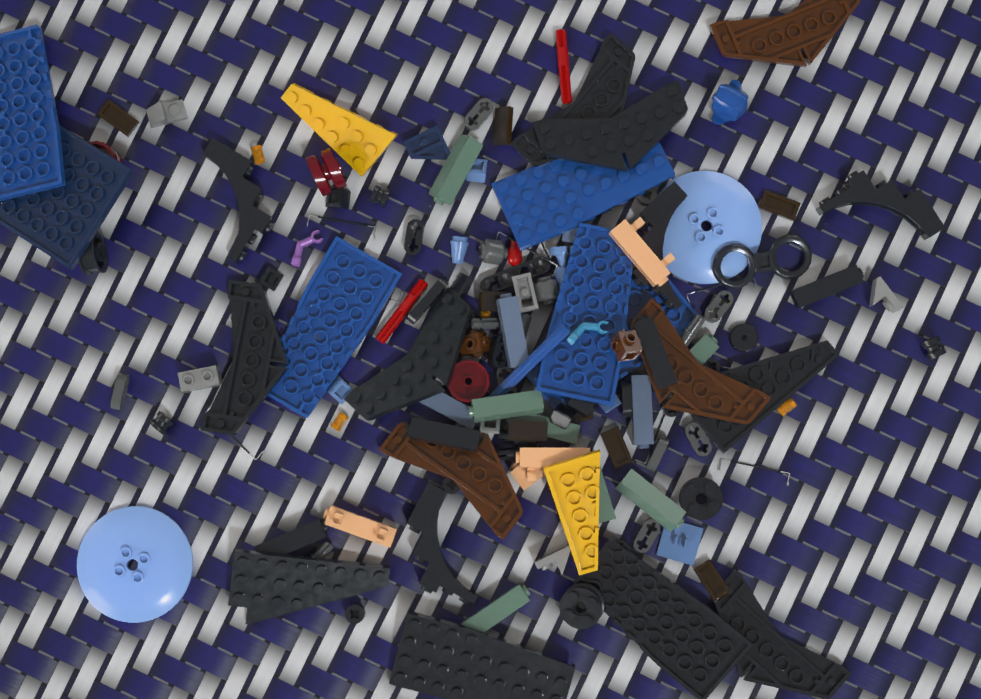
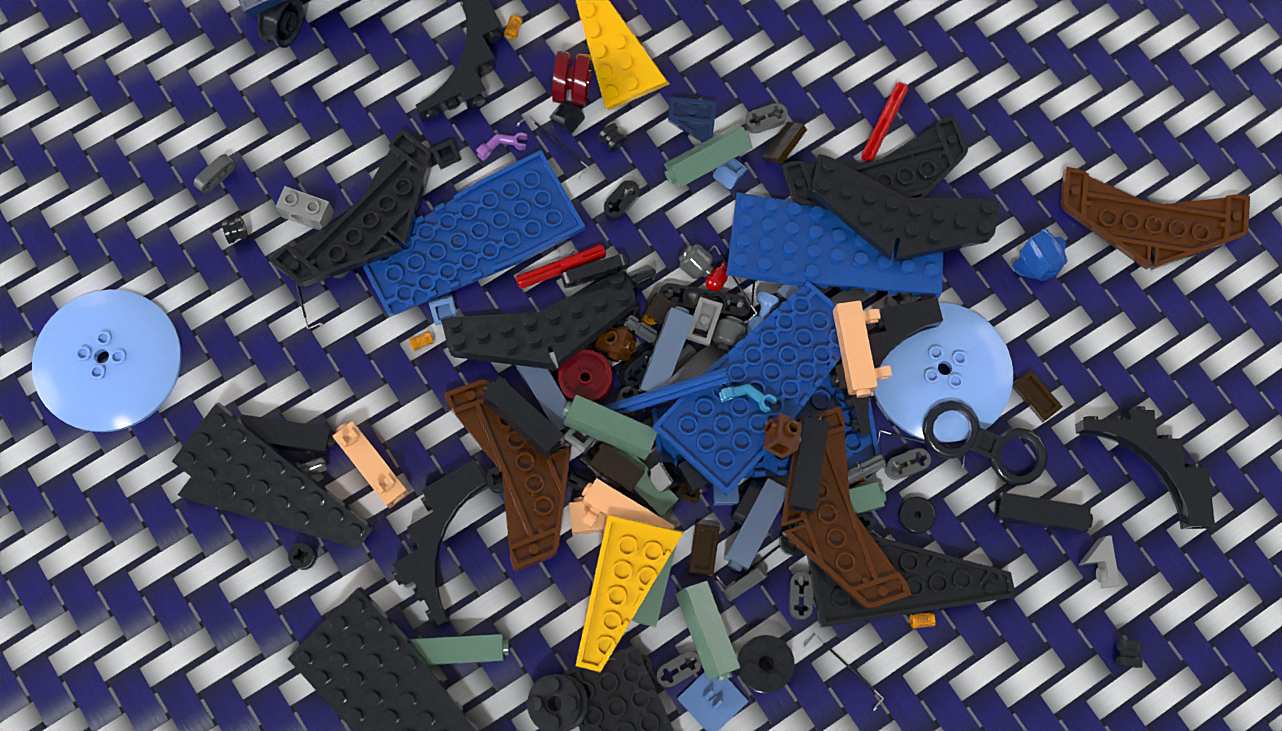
camera: 25 degrees right, 10 degrees down
(458, 248) = (661, 238): medium blue cone -> none
(559, 556) = (567, 632): light grey slope -> none

